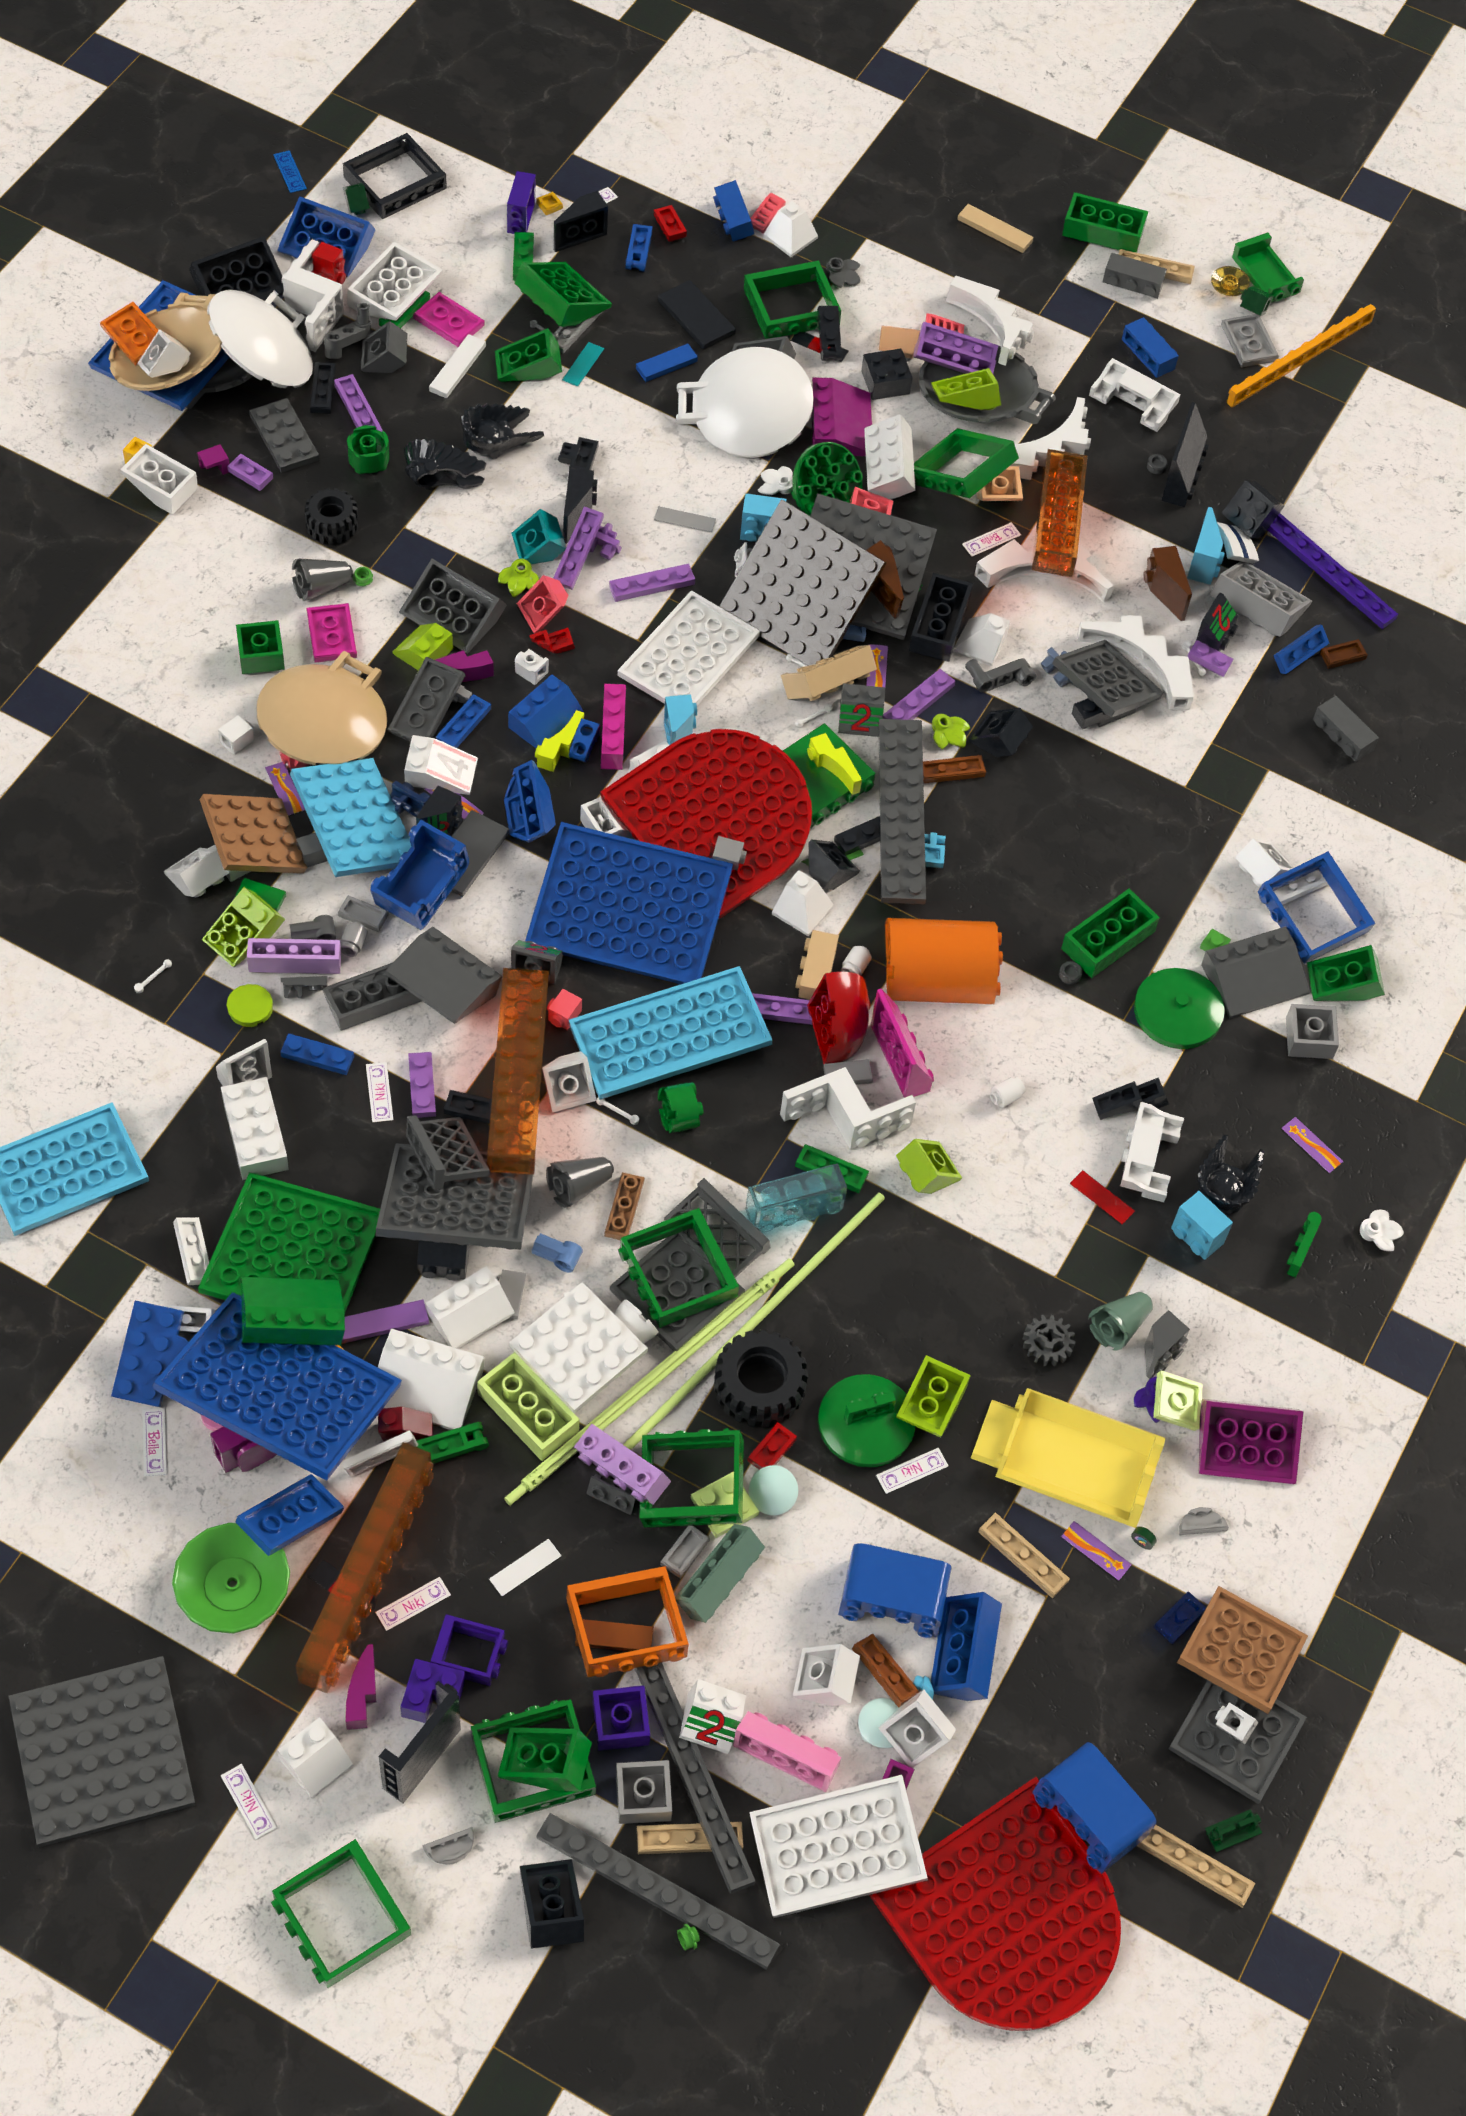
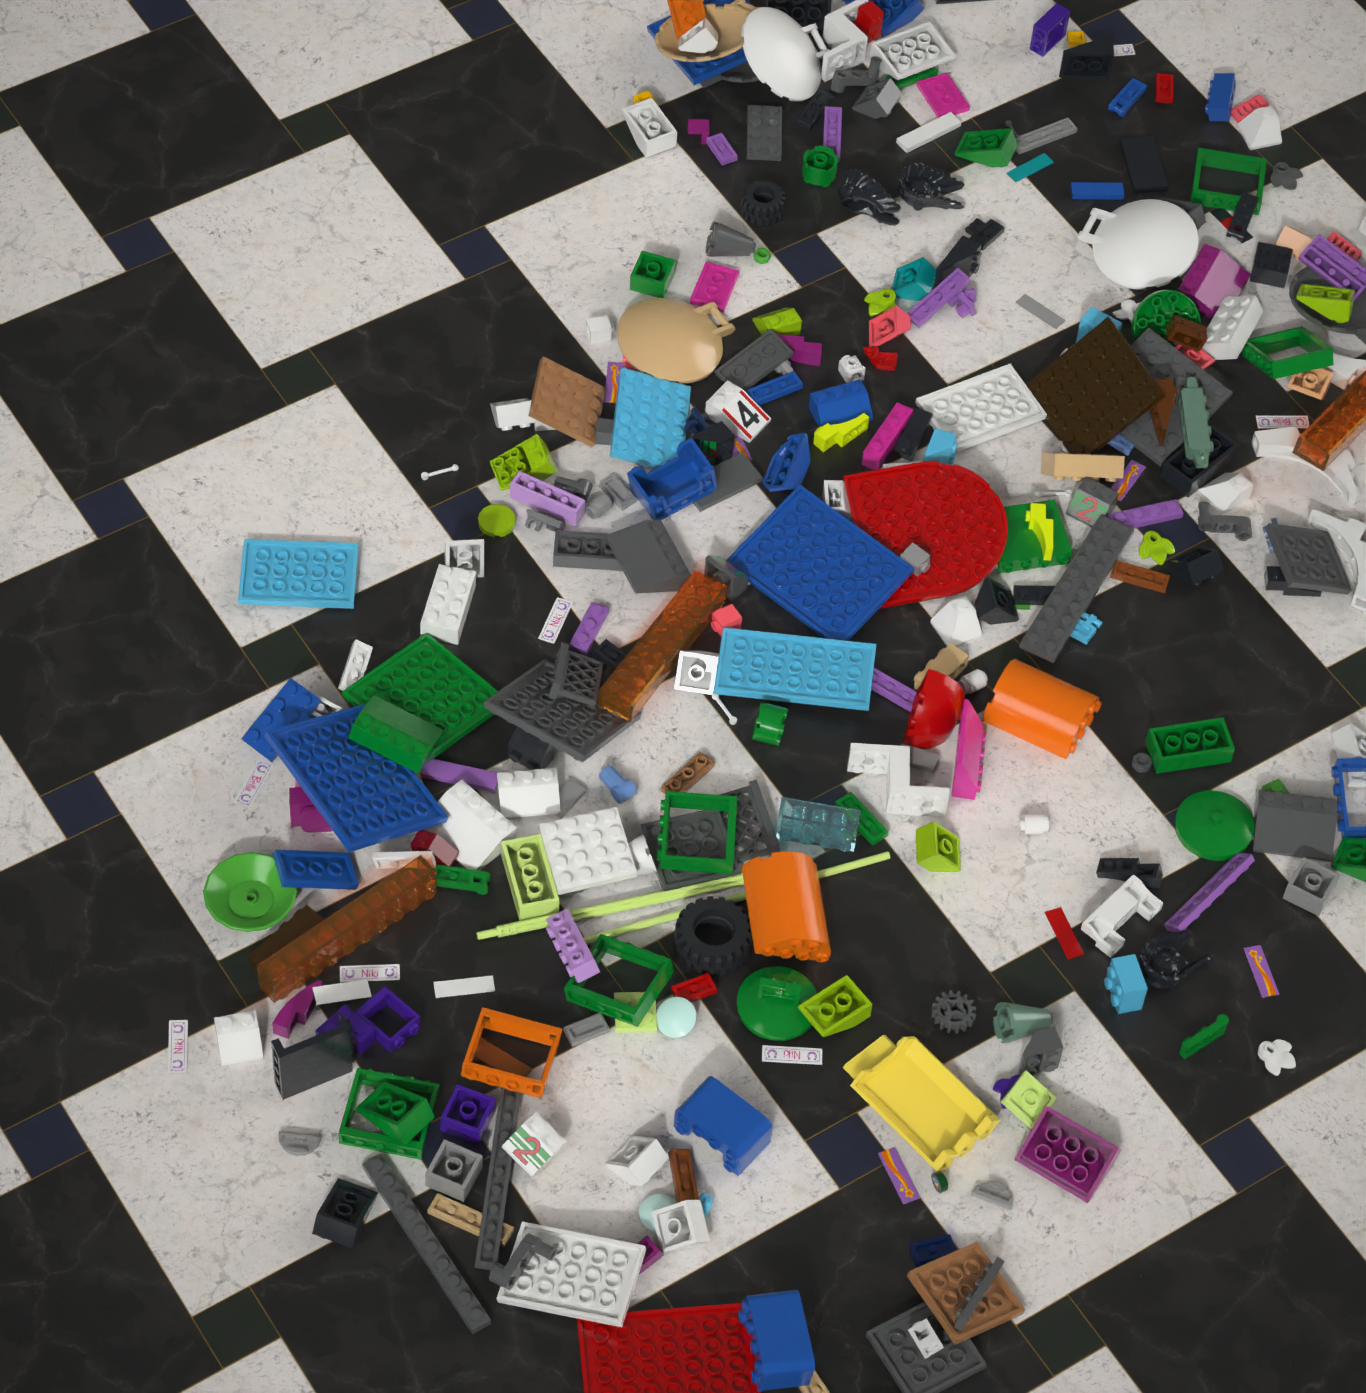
camera: 30 degrees right, 5 degrees down
(101, 1751) = (98, 965): dark grey plate -> none
(269, 894) = (557, 451): green tile -> none
(304, 1608) = (300, 923): none -> dark brown brick
(317, 1054) = (525, 574): blue plate -> none
(349, 1851) = (194, 1112): green window -> none
(399, 1643) = (341, 992): none -> white sticker
(454, 604) = (817, 303): dark grey slope -> none
(522, 250) = (1030, 71): green plate -> none
(560, 292) = (1042, 107): green slope -> none
(577, 1178) = (663, 739): dark grey cone -> none
(584, 740) = (858, 438): blue leg -> none
(605, 1491) = (554, 964): dark grey hinge -> none
(638, 712) = (913, 434): none -> black slope
(652, 582) = (984, 346): medium lavender plate -> none
(688, 1937) = (428, 1283): bright green plate -> none
(720, 1573) = (600, 1053): sand green brick -> none
(771, 1886) = (508, 1275): none -> dark grey beam
(786, 1750) = (575, 1194): bright pink slope -> none
(822, 1310) = (786, 907): none -> orange cylinder
(855, 483) = (1186, 333): none -> reddish brown brick
(923, 580) = (1194, 423): none -> sand green hinge
(966, 1646) = (754, 1191): blue slope -> none
(1023, 1555) = (840, 1151): tan tile -> none
(1218, 1085) = (1209, 892): none -> medium lavender plate
(1262, 1653) = (973, 1299): none -> dark grey plate

